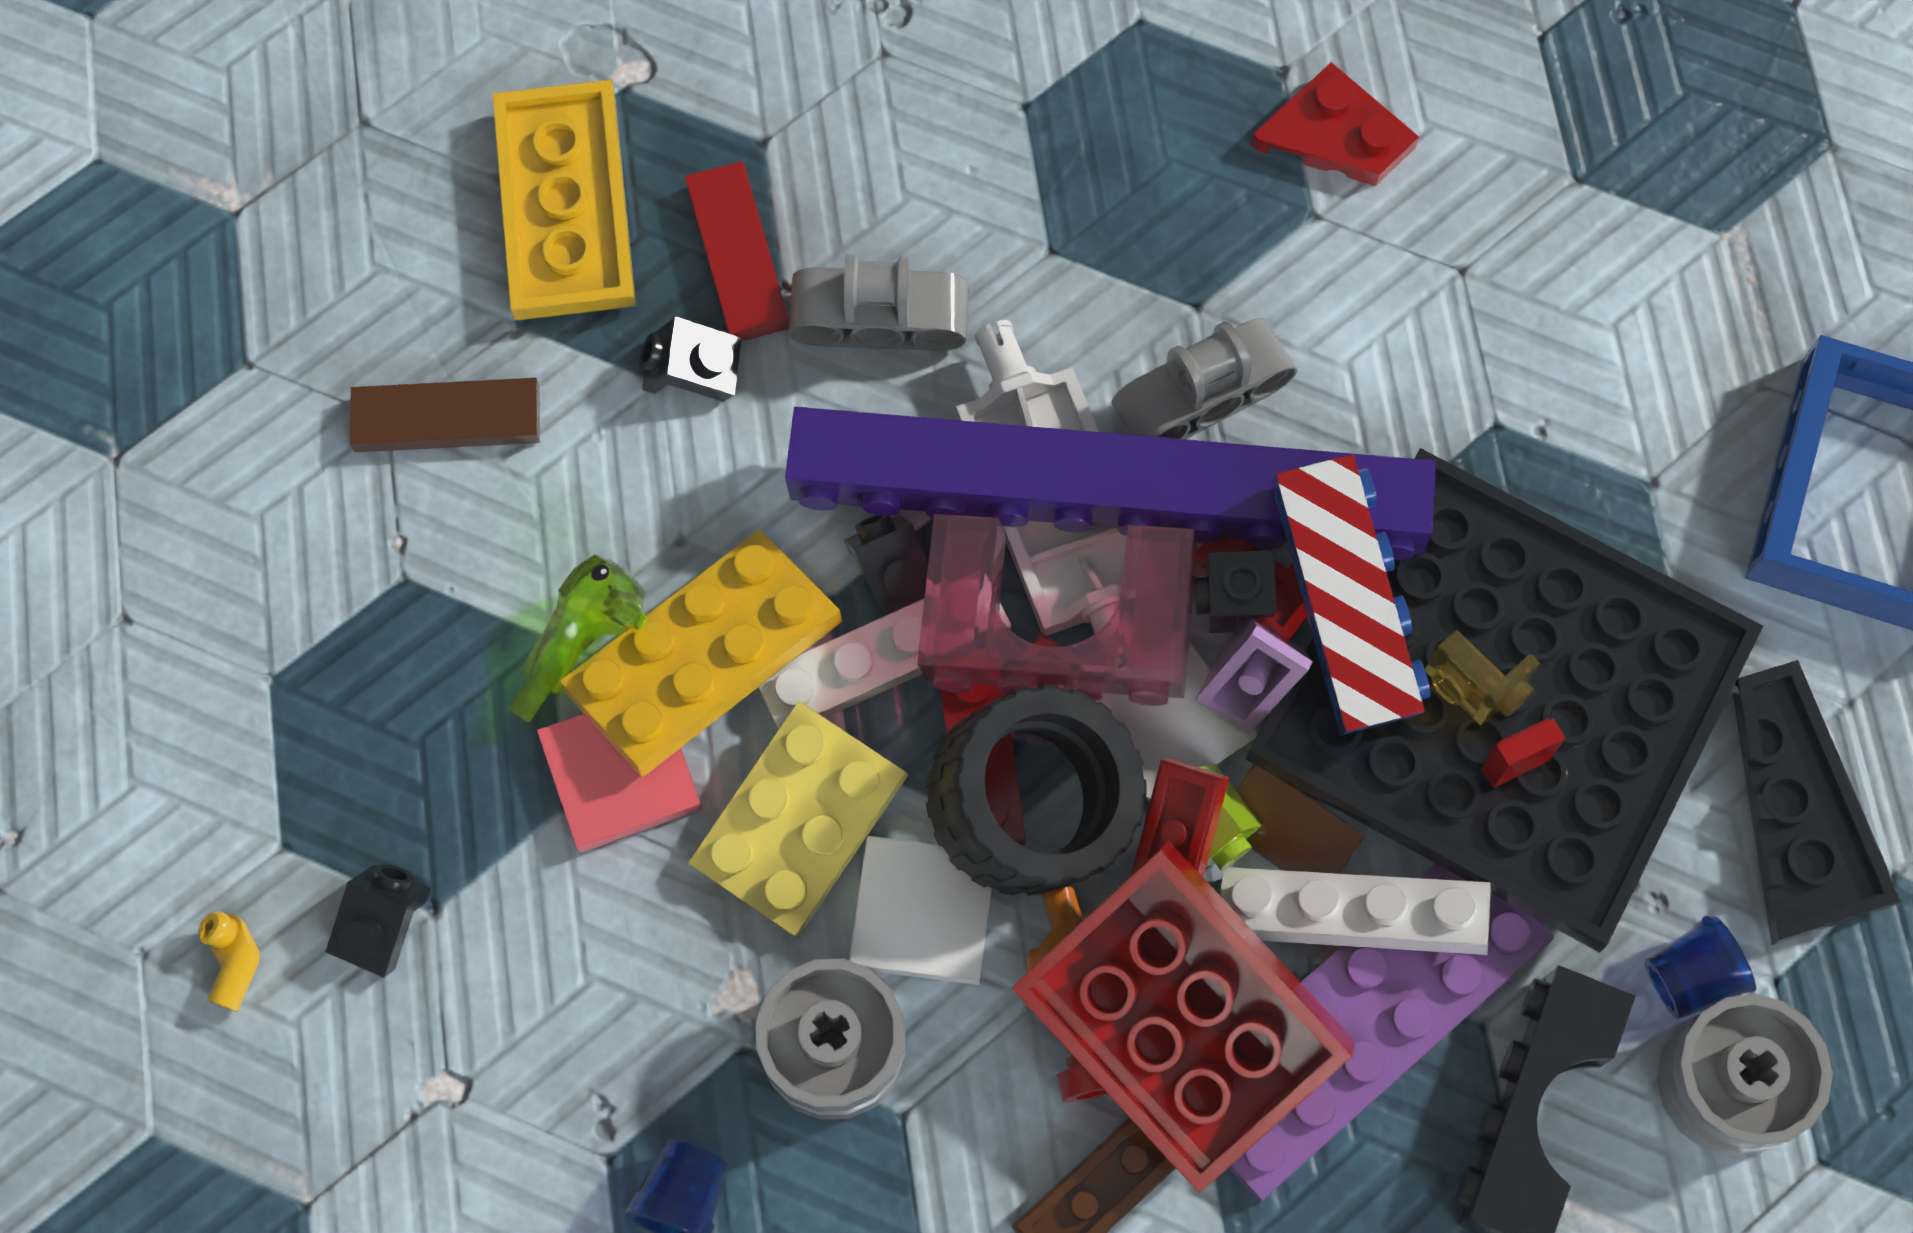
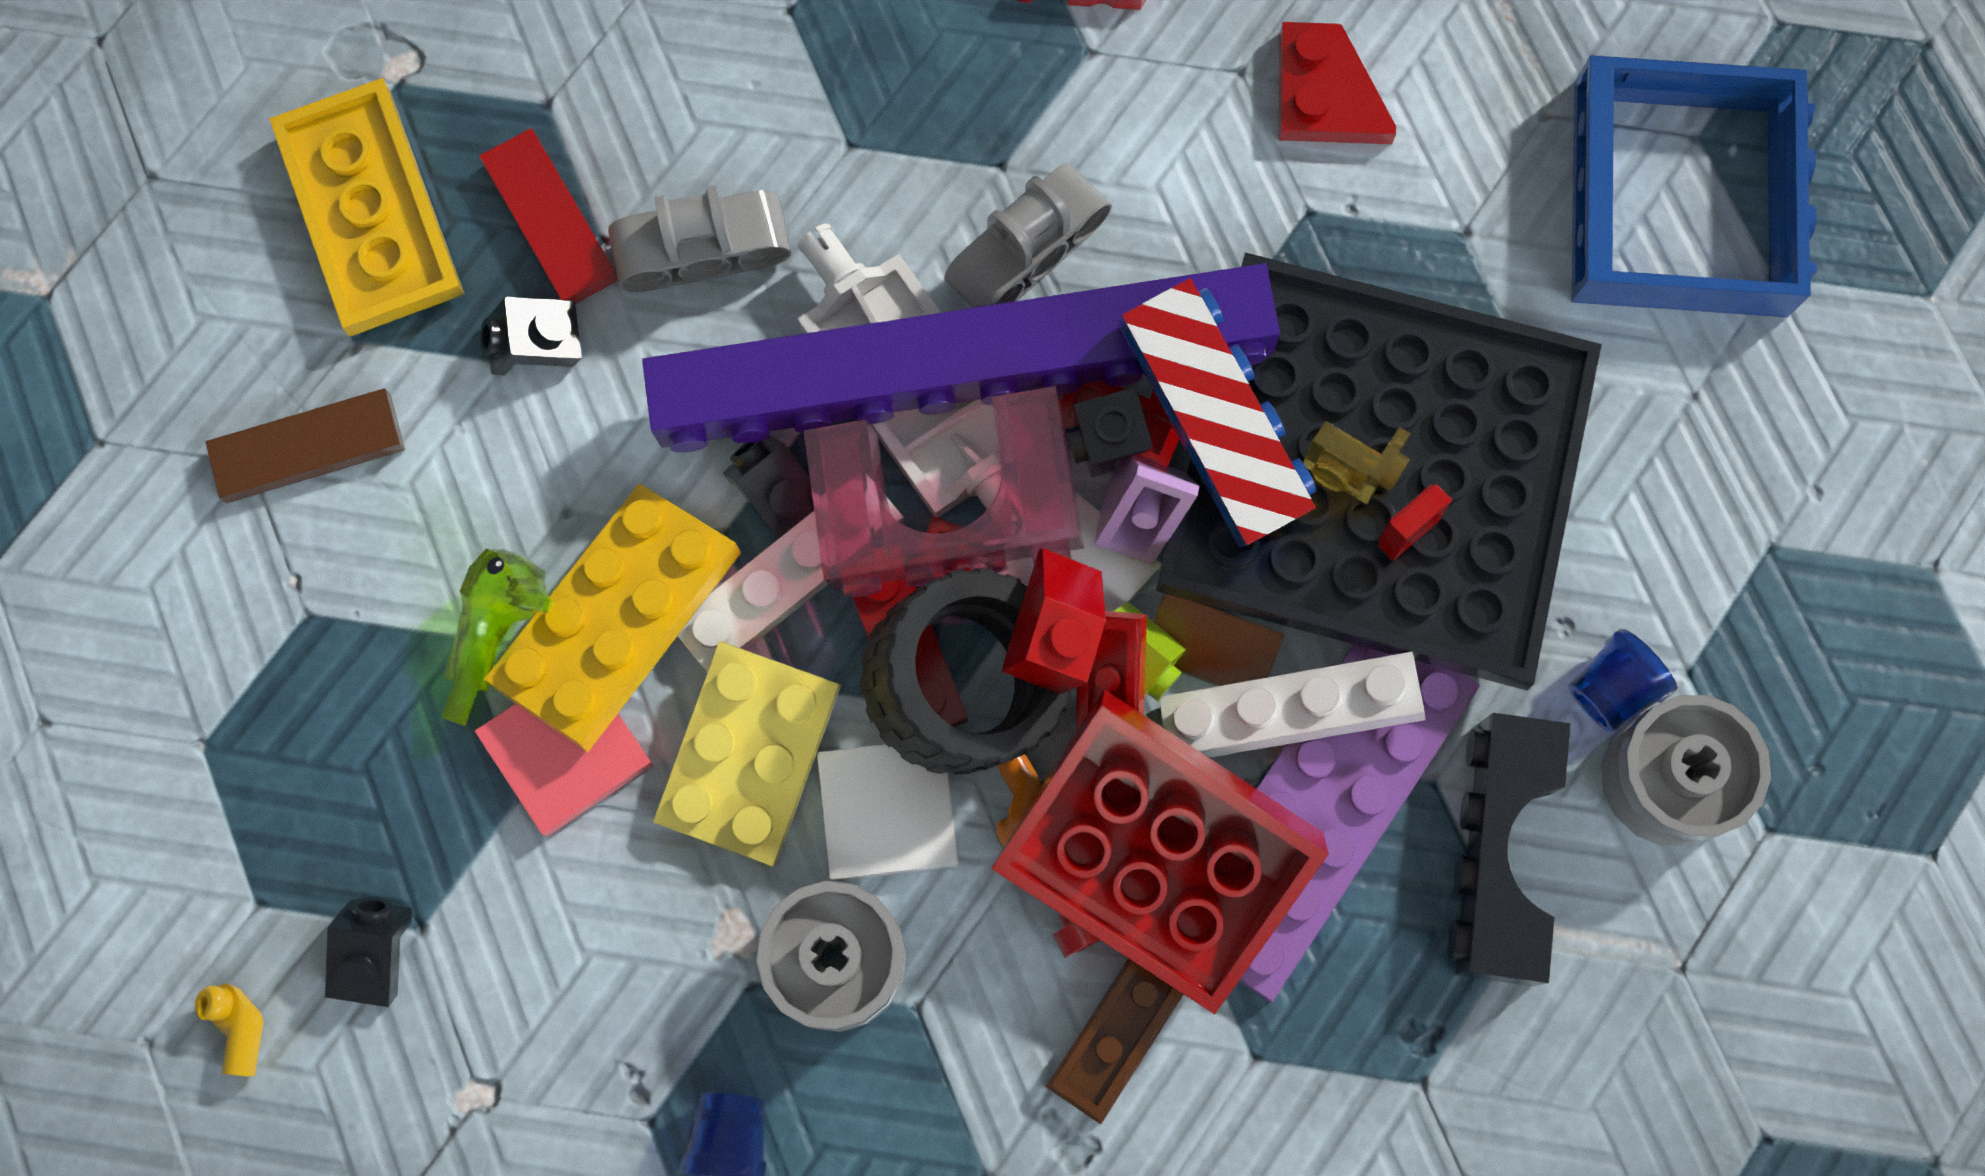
camera: 15 degrees left, 5 degrees up
(1136, 762) = (1057, 624): none -> red slope
(1545, 307) = (1327, 89): none -> red wing
(1806, 819) = (1683, 515): black wing -> none

